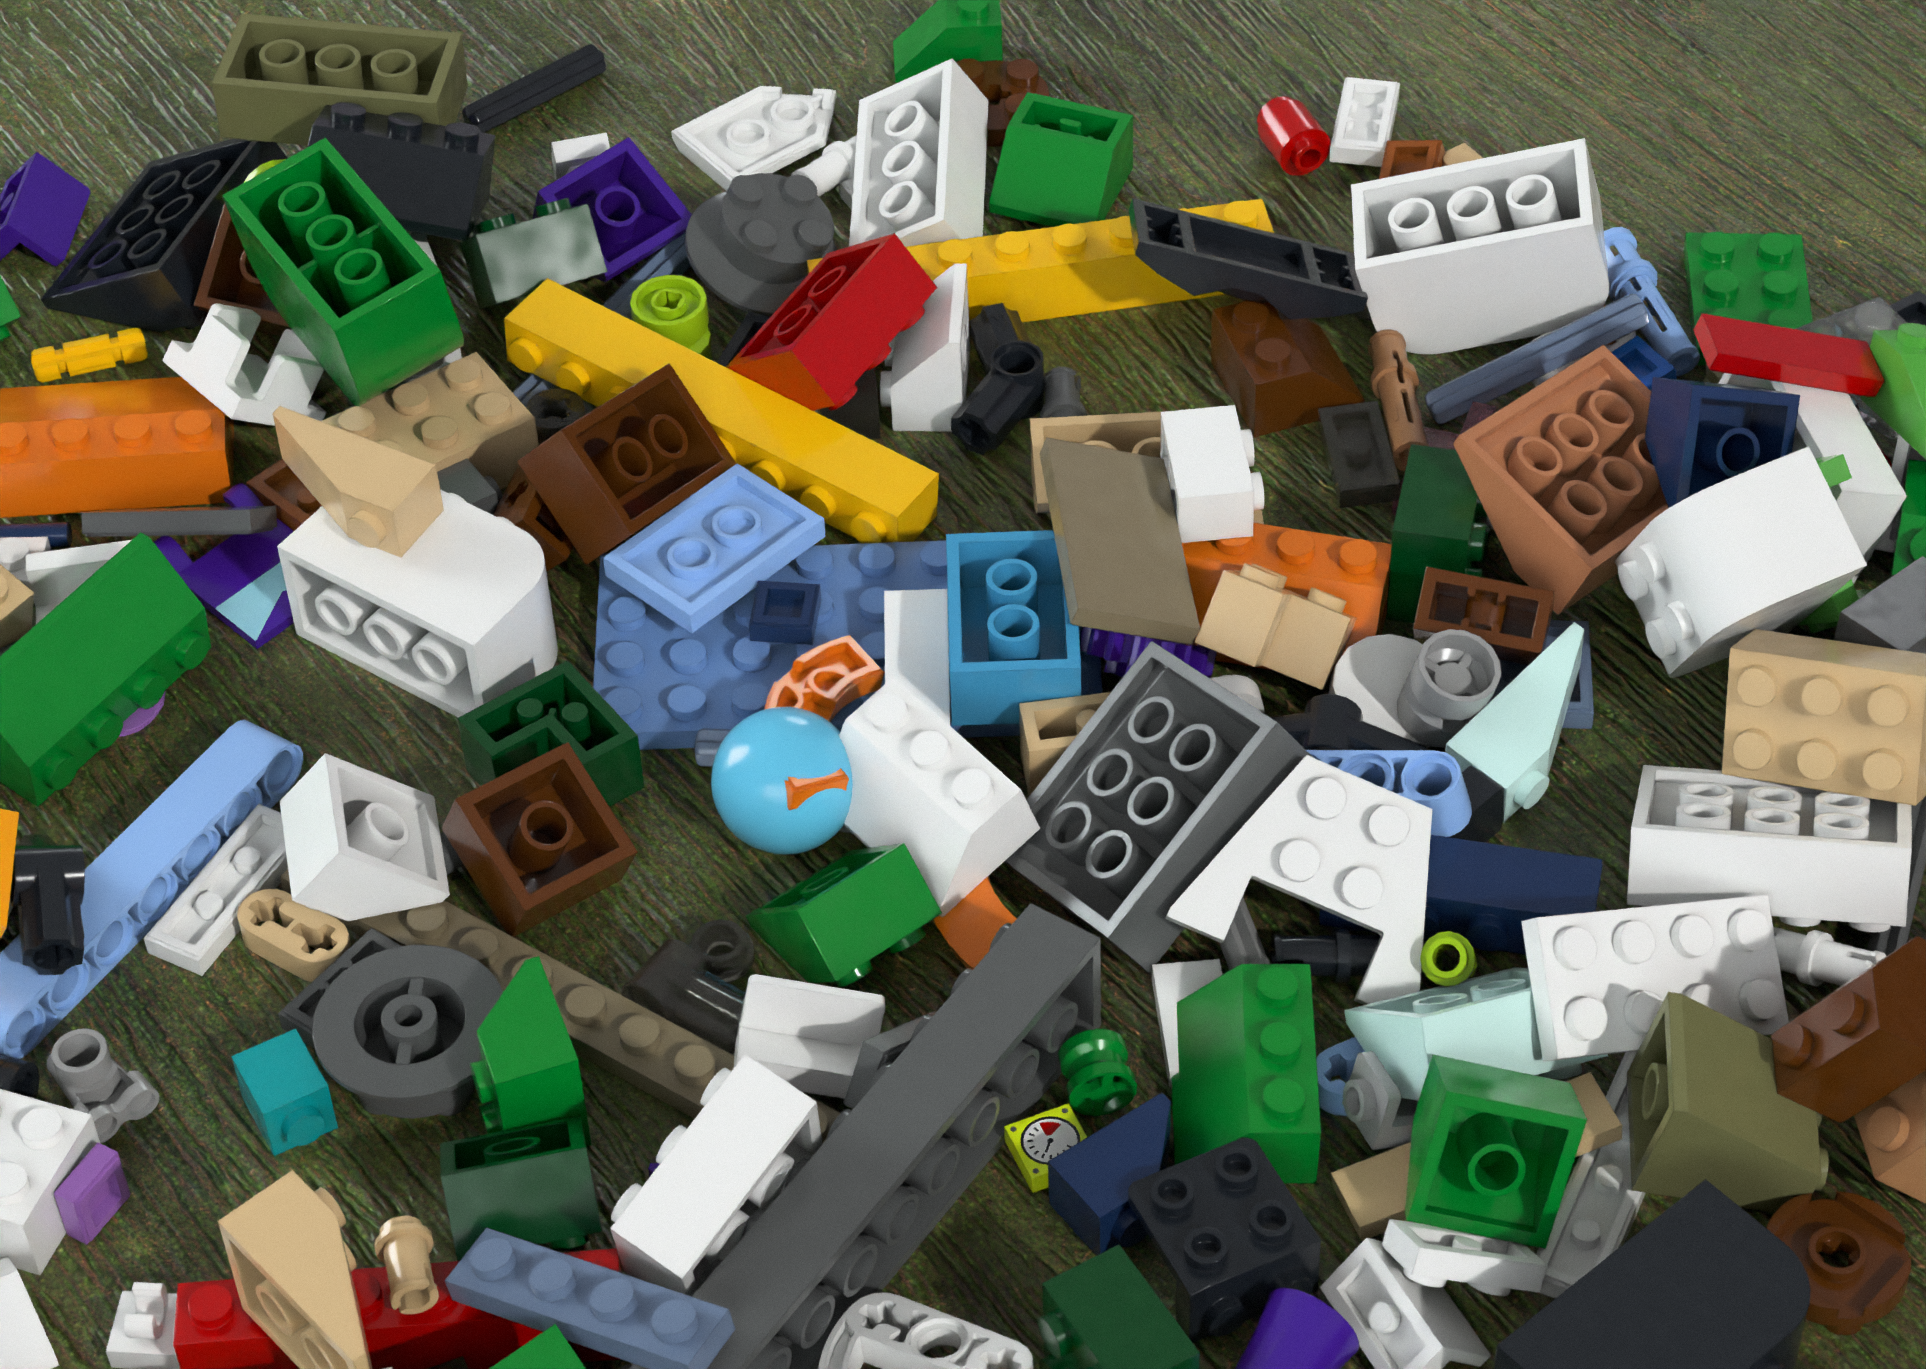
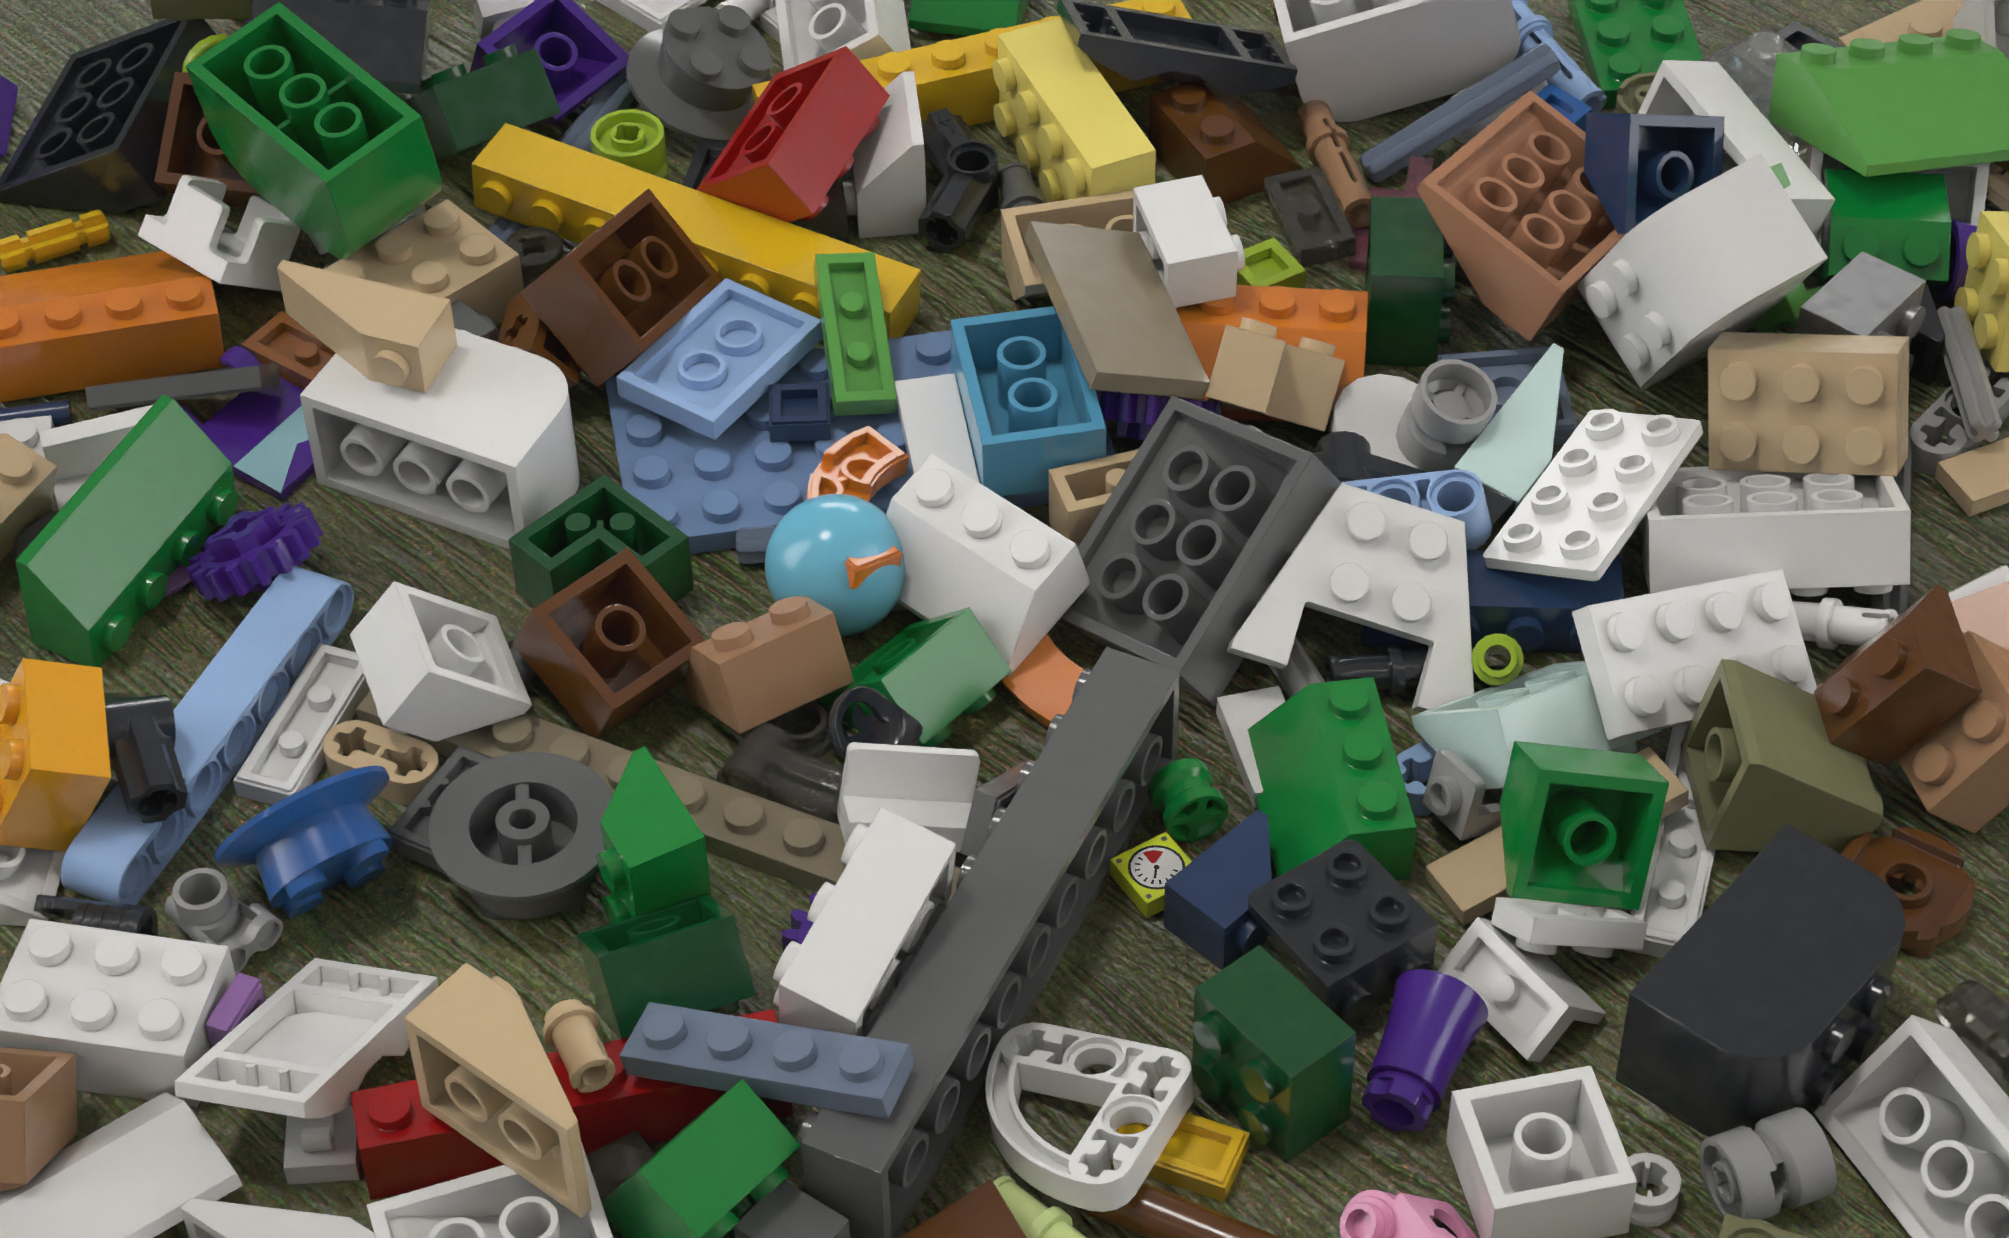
camera: 10 degrees left, 0 degrees up
(145, 1226) = (310, 1041): none -> white slope
(199, 1011) = (314, 840): none -> blue piece
(210, 700) = (254, 551): none -> dark purple gear
(285, 1092) = (408, 907): teal brick -> none
(693, 879) = (768, 664): none -> medium nougat slope
(797, 954) = (886, 725): none -> black piece
(853, 536) = (854, 334): none -> bright green plate
(1120, 325) = (1066, 116): none -> light yellow brick
(1301, 506) = (1271, 265): none -> lime plate
(1502, 613) = (1486, 339): reddish brown brick -> none
(1583, 791) = (1593, 494): none -> white bracket
(1788, 355) = (1704, 82): red tile -> none

